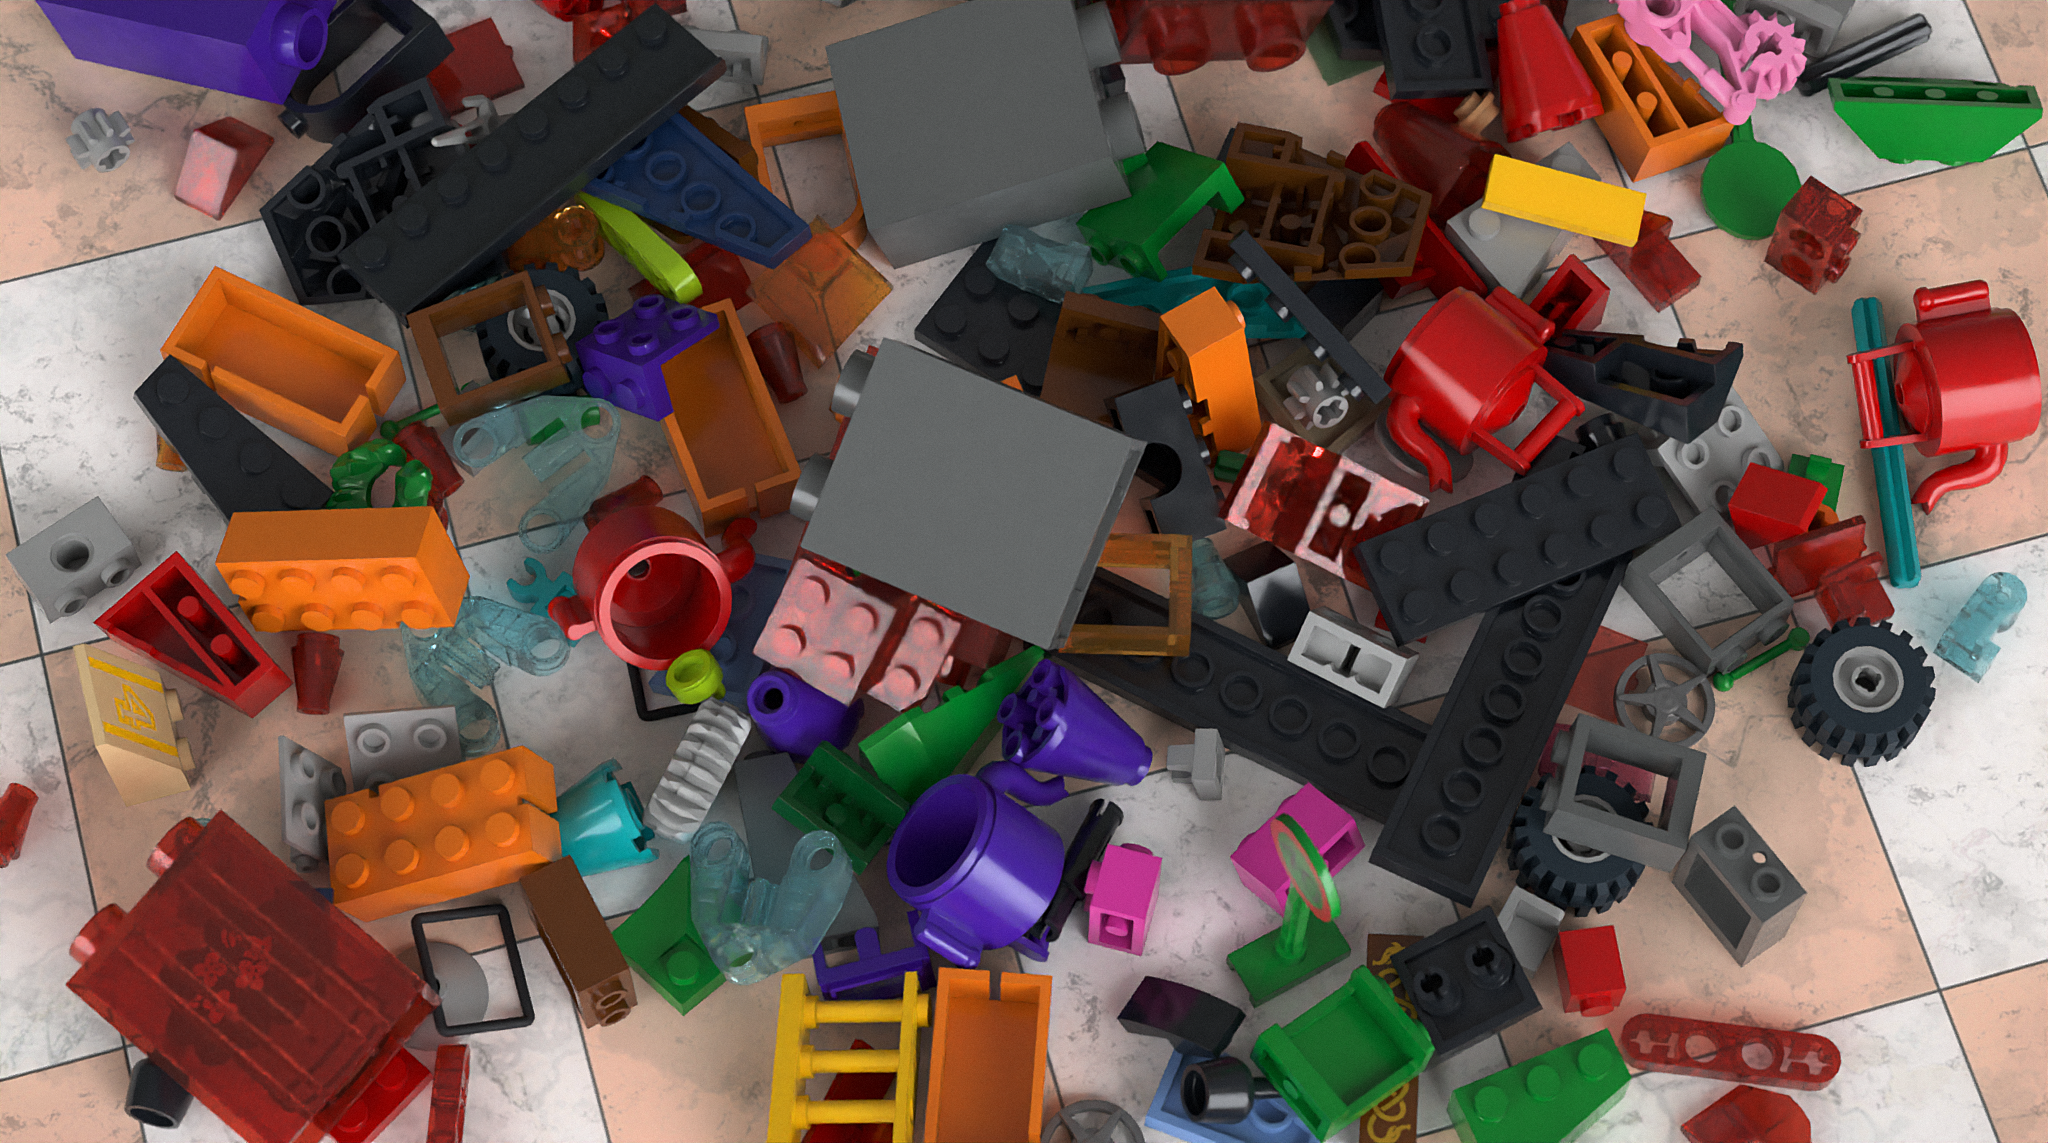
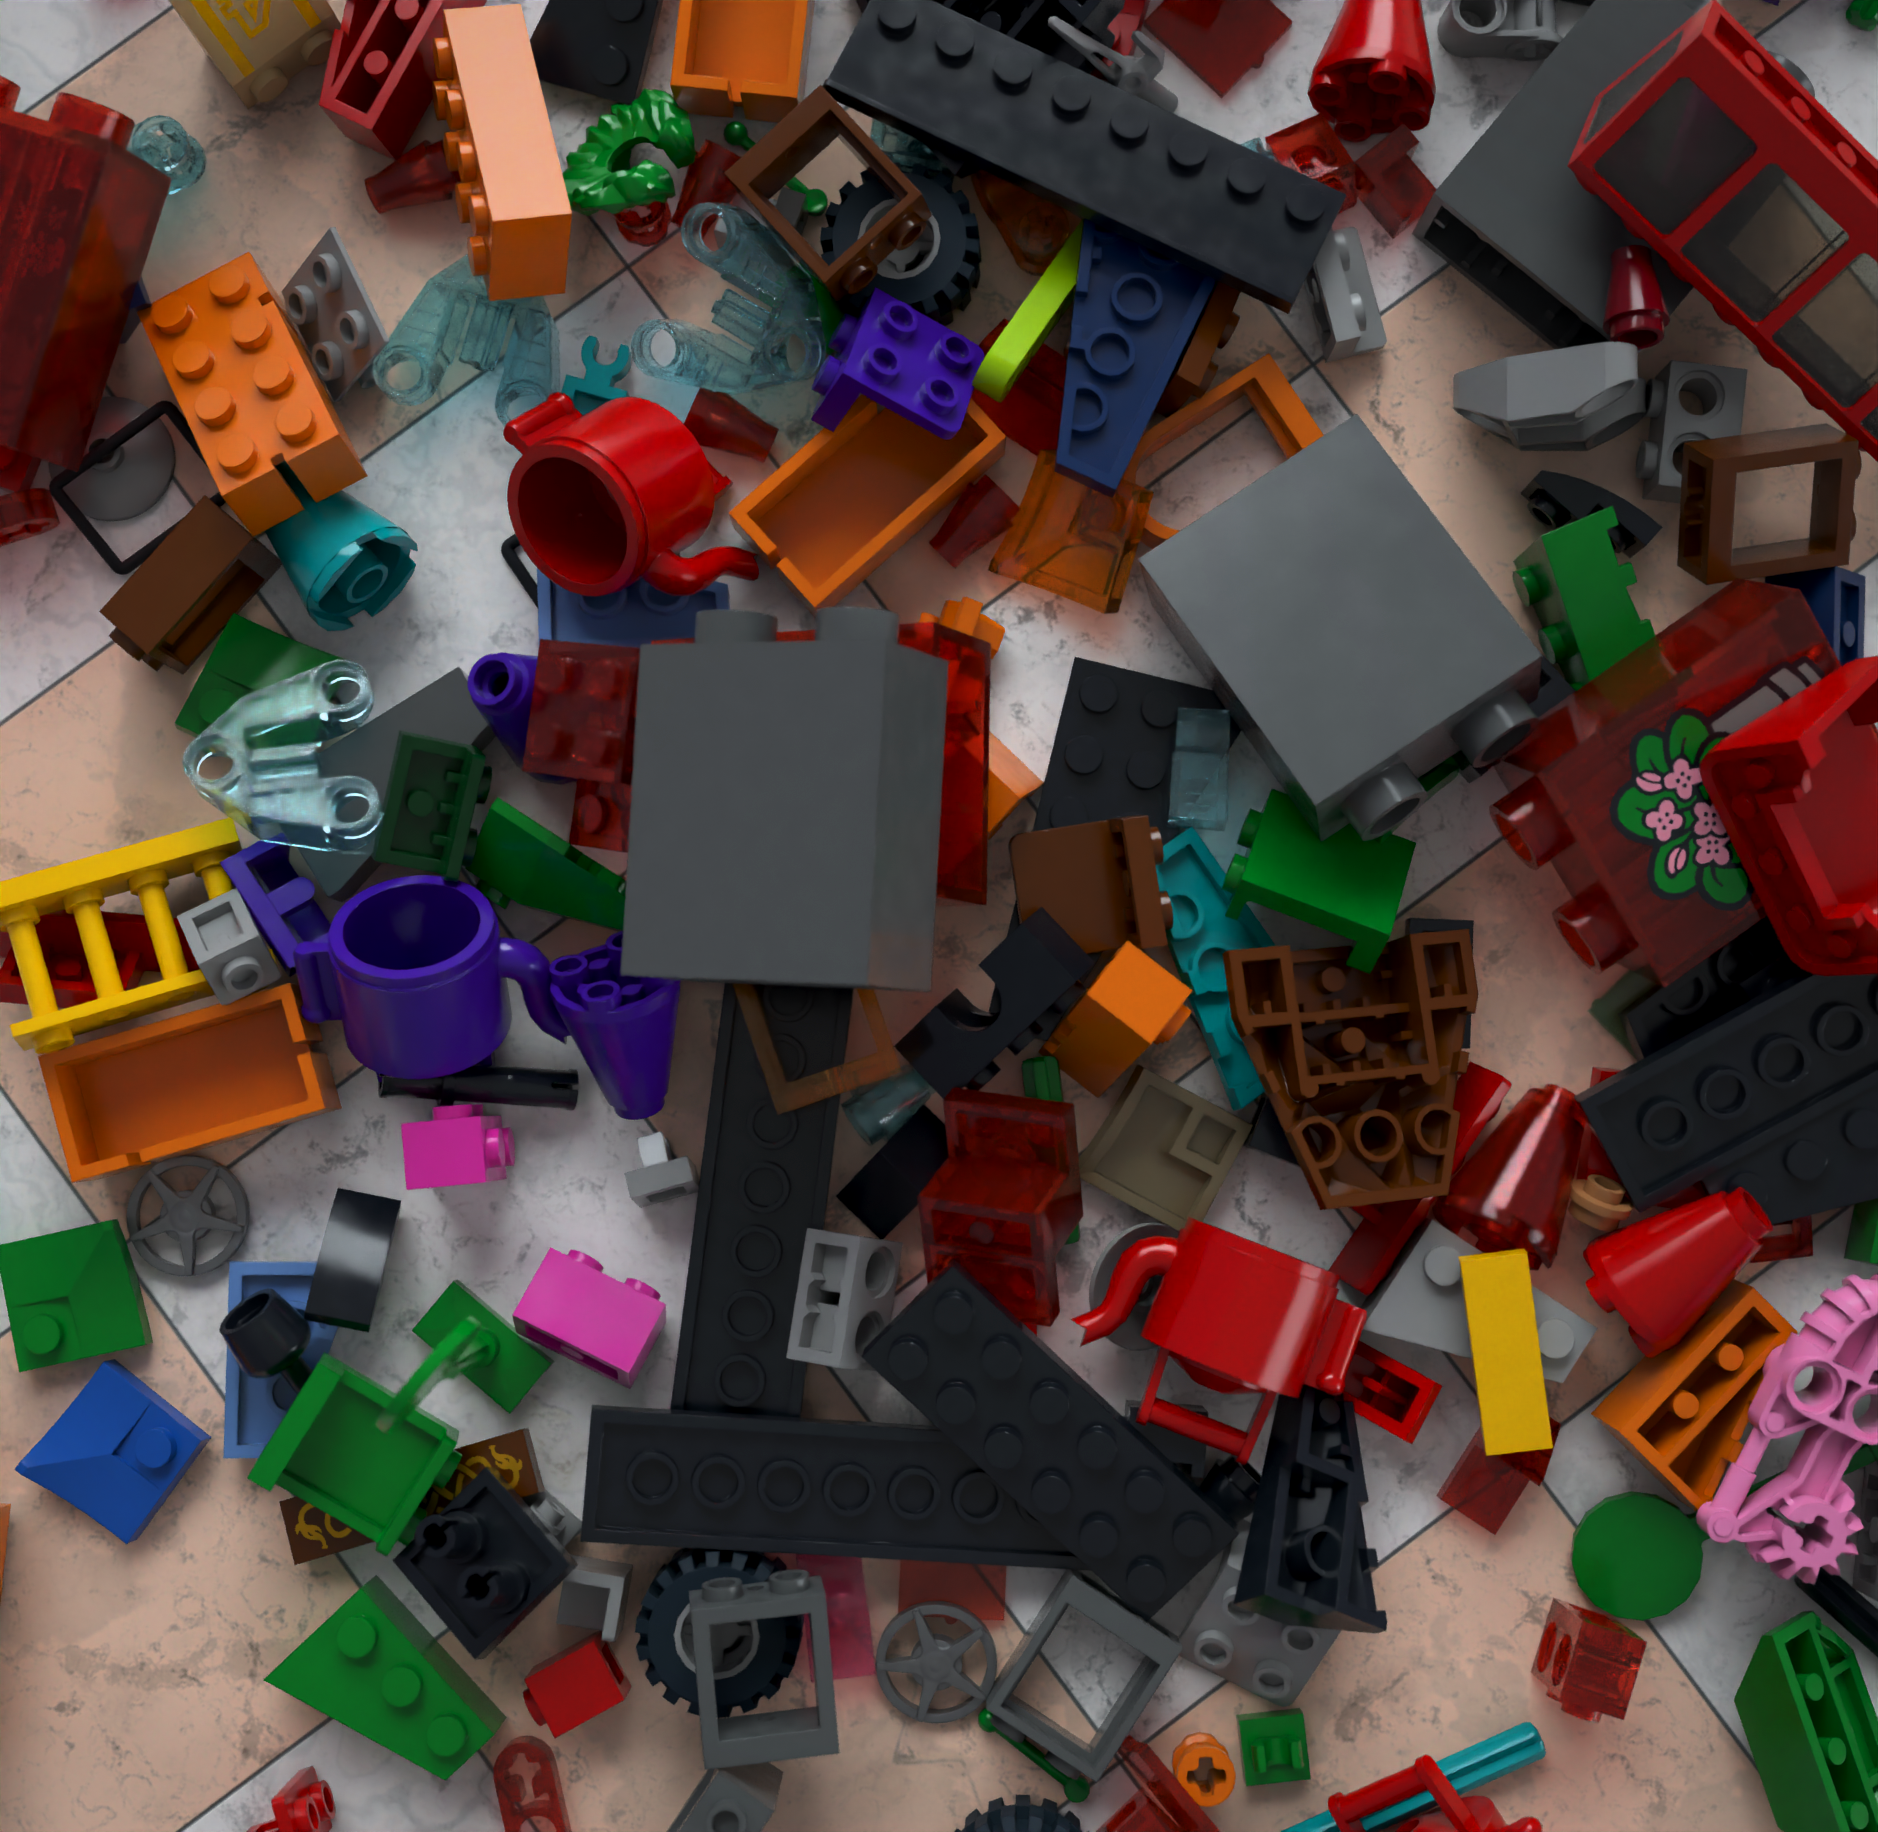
camera: 70 degrees right, 20 degrees up
(304, 787) = (251, 219): light grey hinge -> none
(695, 677) = (521, 587): lime tile -> none
(696, 770) = (422, 631): light grey gear -> none
(890, 994) = (228, 947): none -> light grey bracket
(1316, 396) = (1142, 1149): light grey gear -> none
(1321, 336) = (1189, 1153): black wing -> none
(1773, 505) = (1205, 1728): red slope -> none

